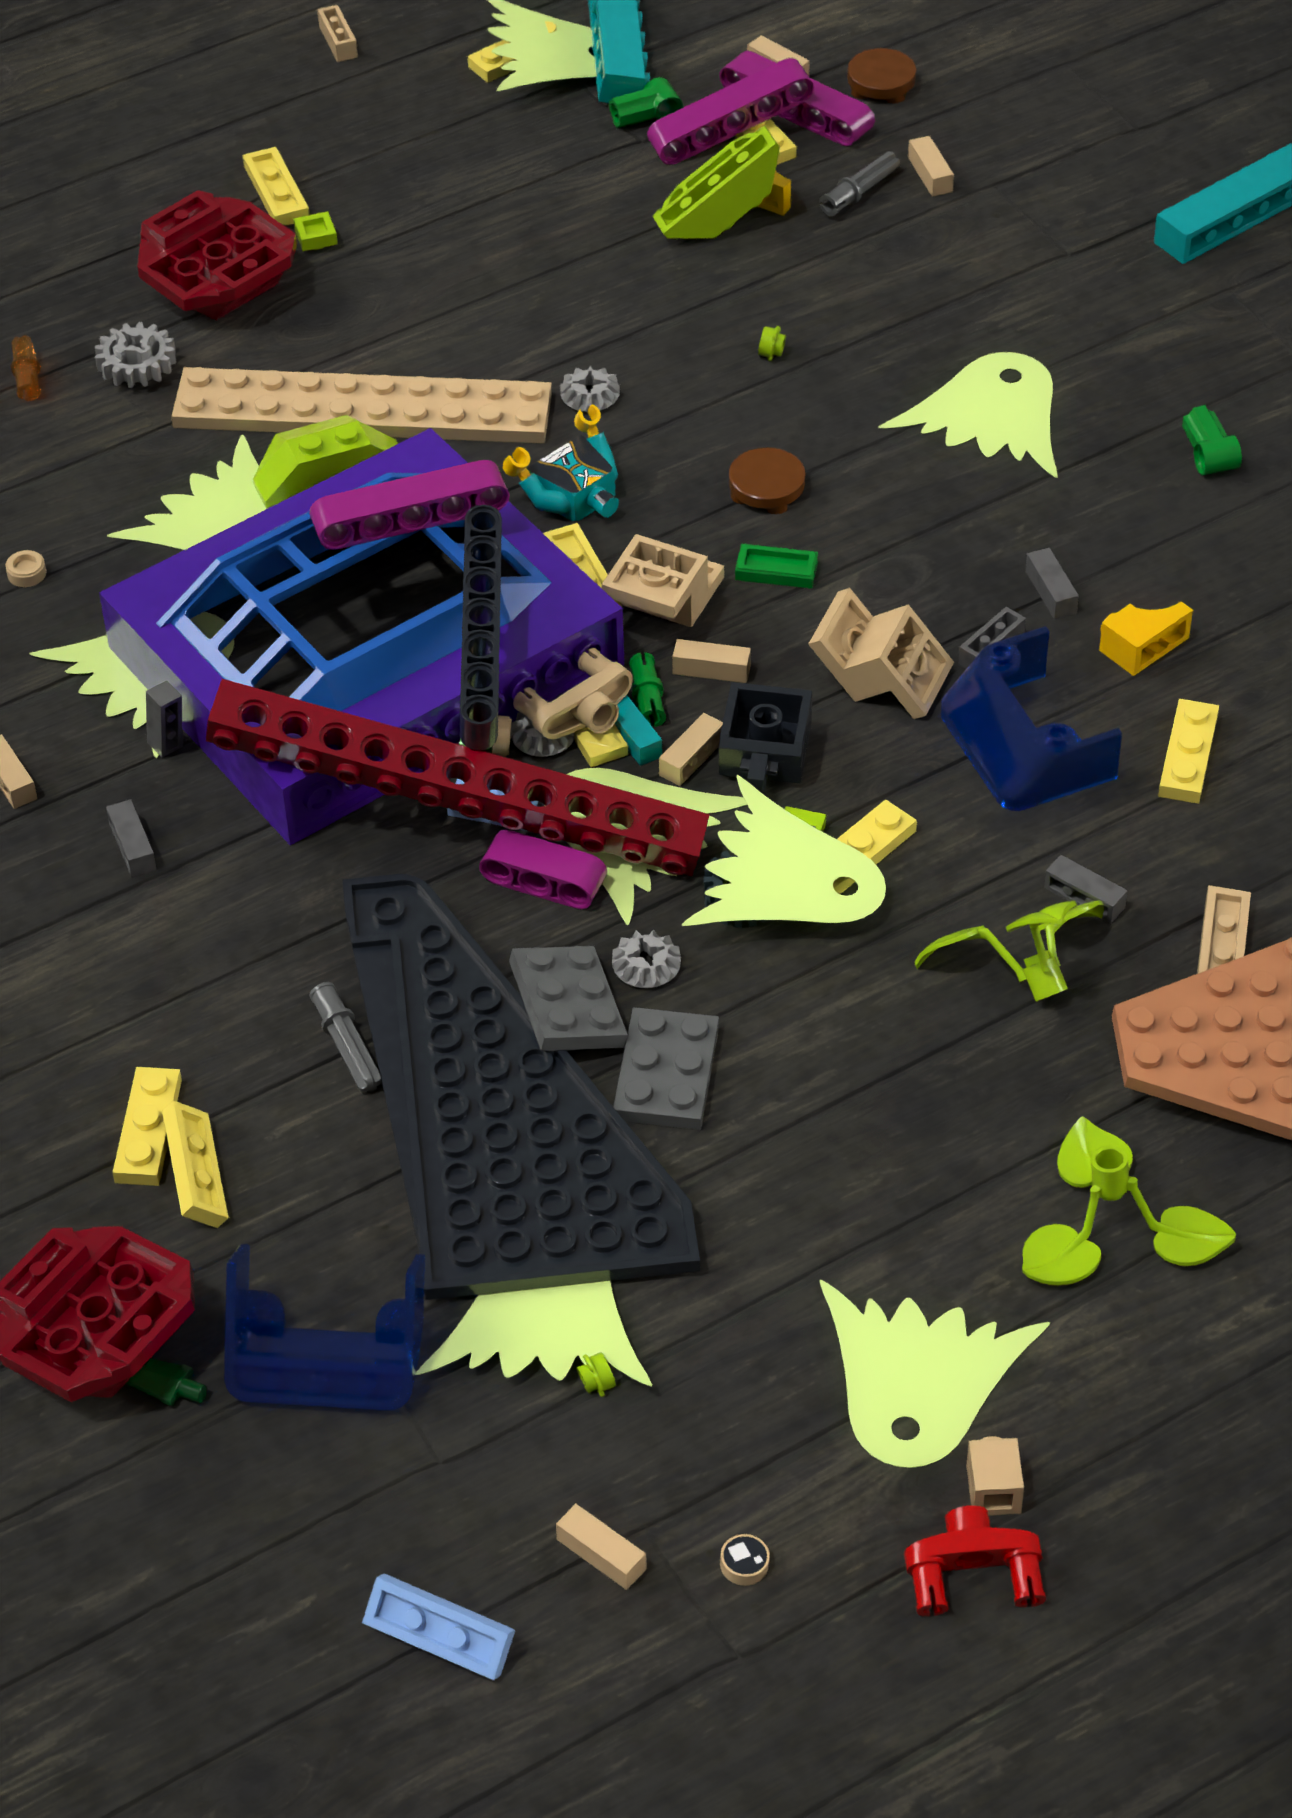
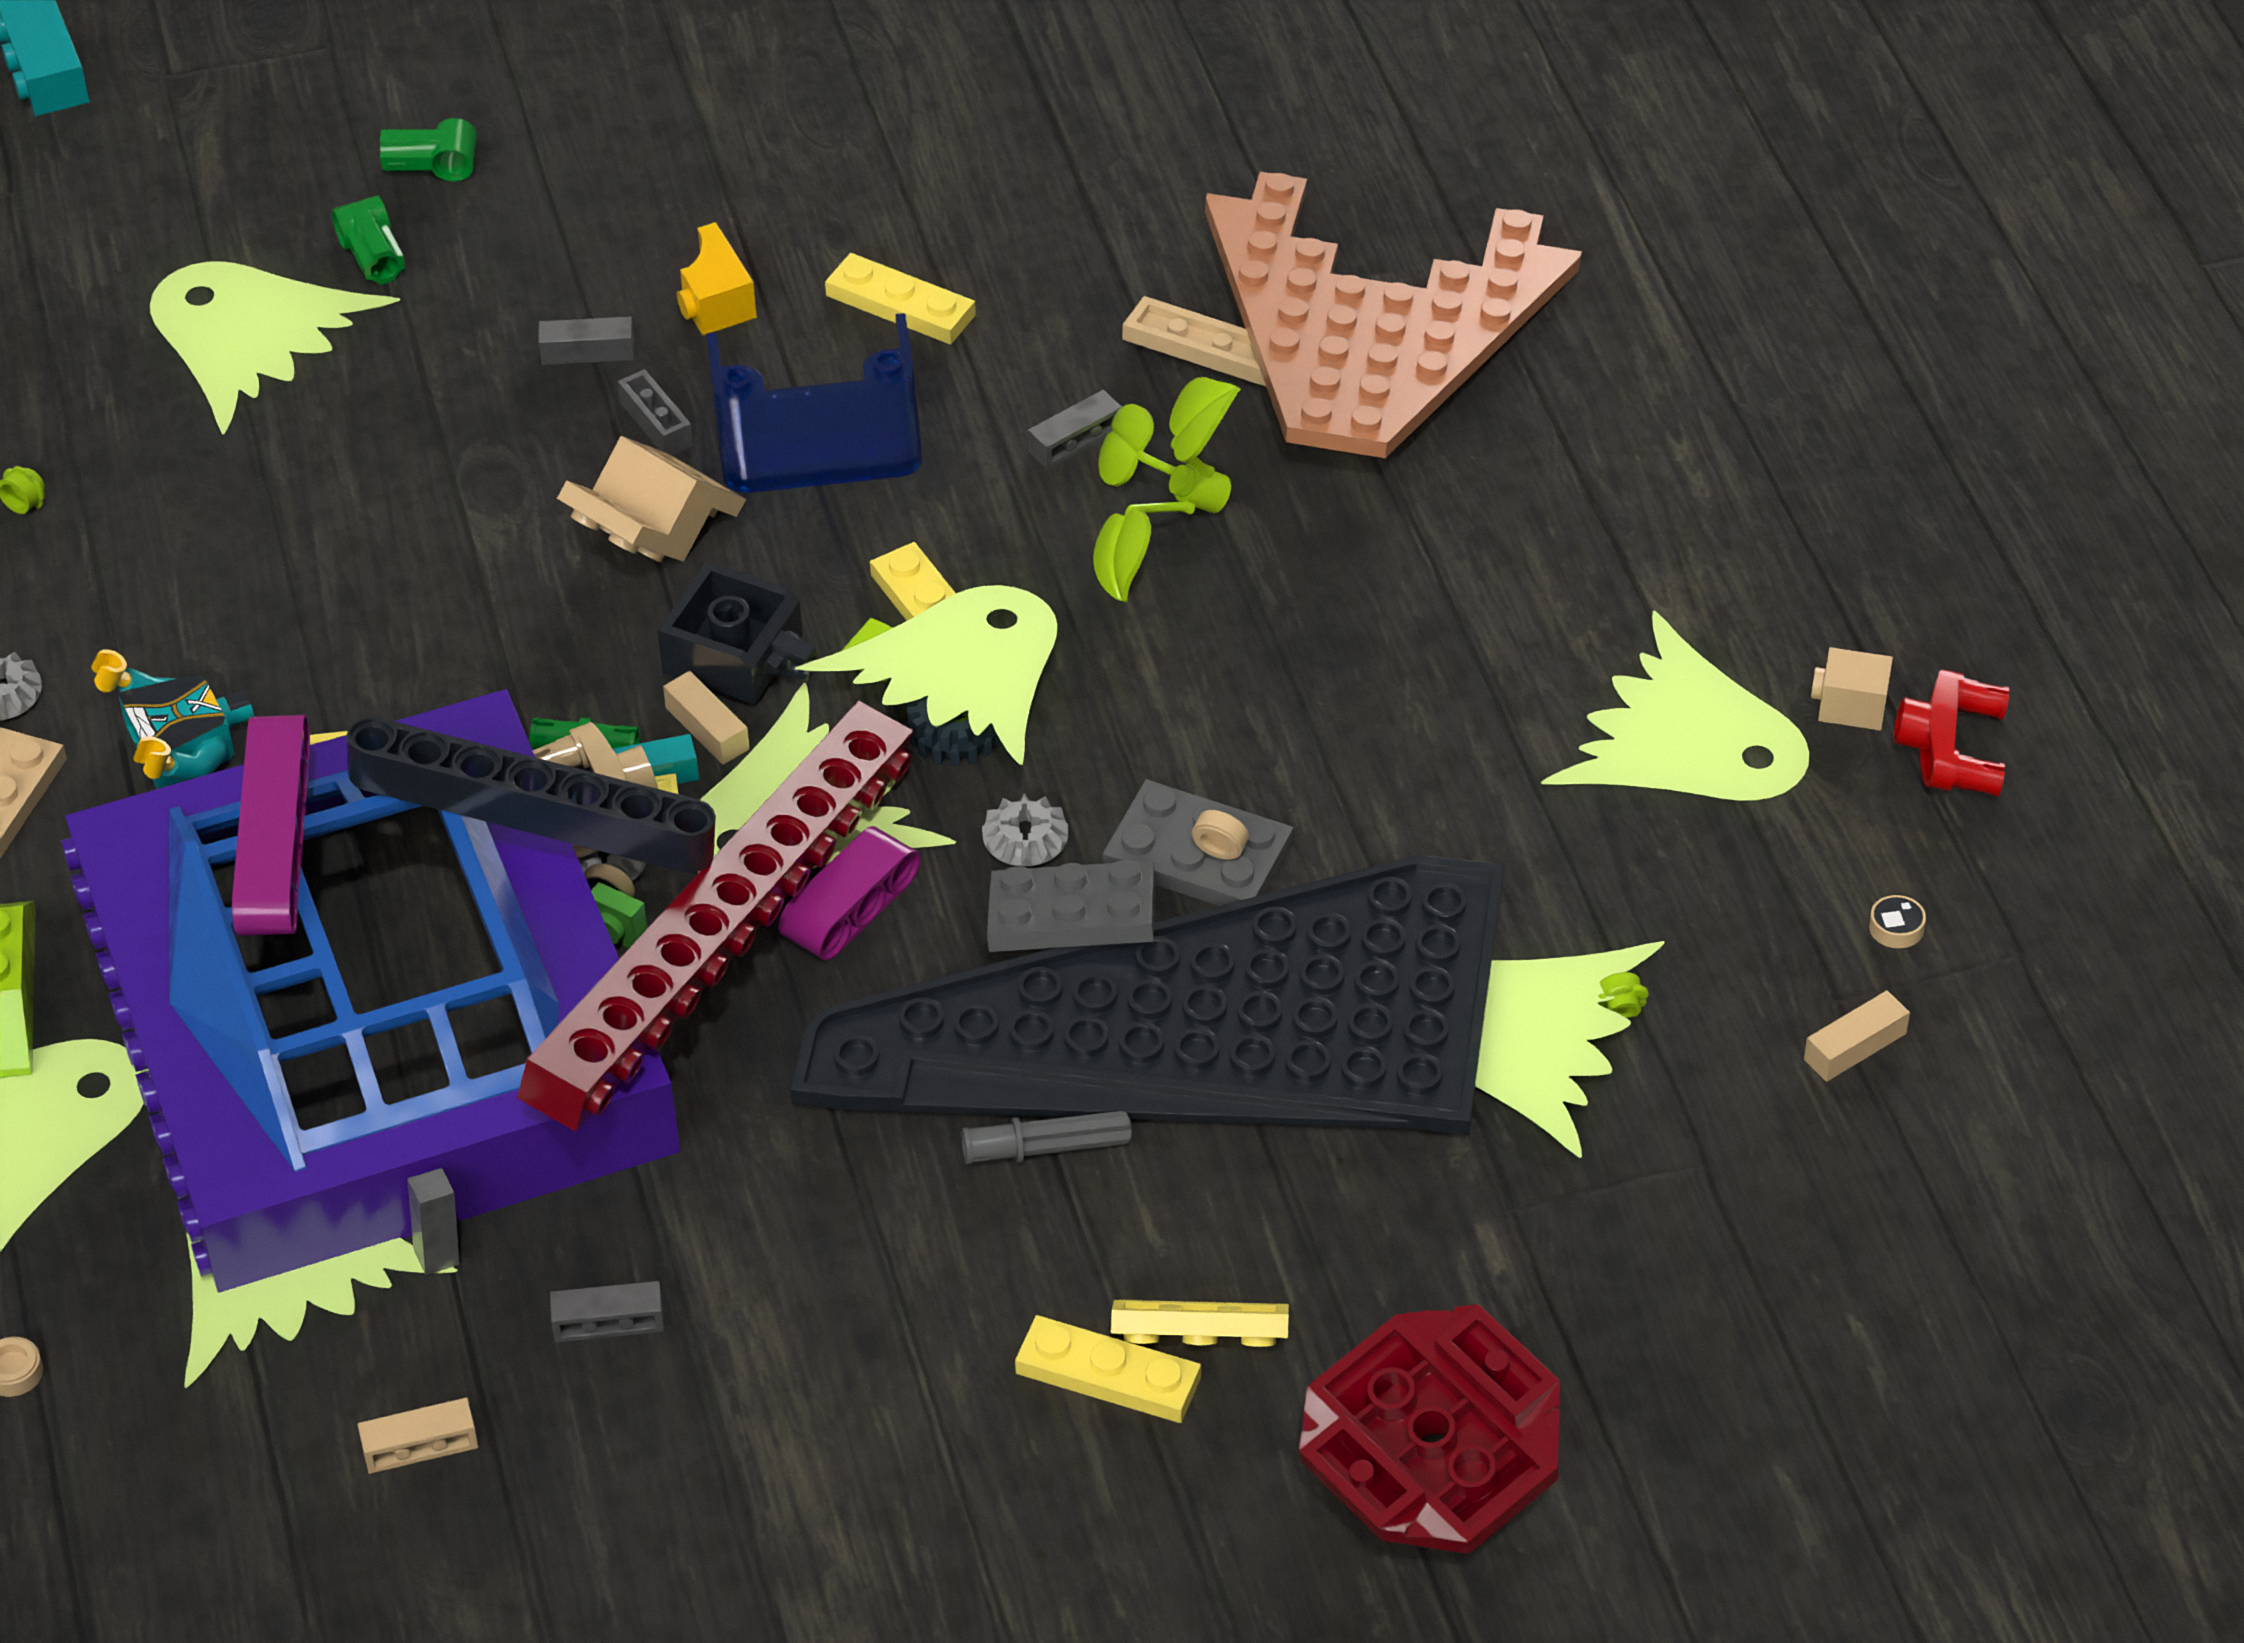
camera: 75 degrees left, 0 degrees up
(320, 1365) = (1547, 1219): clear blue windscreen -> none
(438, 1626) = (1934, 1194): light blue plate -> none
(651, 1061) = (1220, 834): none -> tan tile
(663, 580) = (432, 663): tan bracket -> none
(711, 661) = (565, 668): tan piece -> none
(766, 479) = (272, 548): reddish brown tile -> none
(776, 566) = (424, 577): green tile -> none
(1100, 1159) = (1581, 470): lime plant -> none
(1105, 432) = (367, 232): none -> green piece

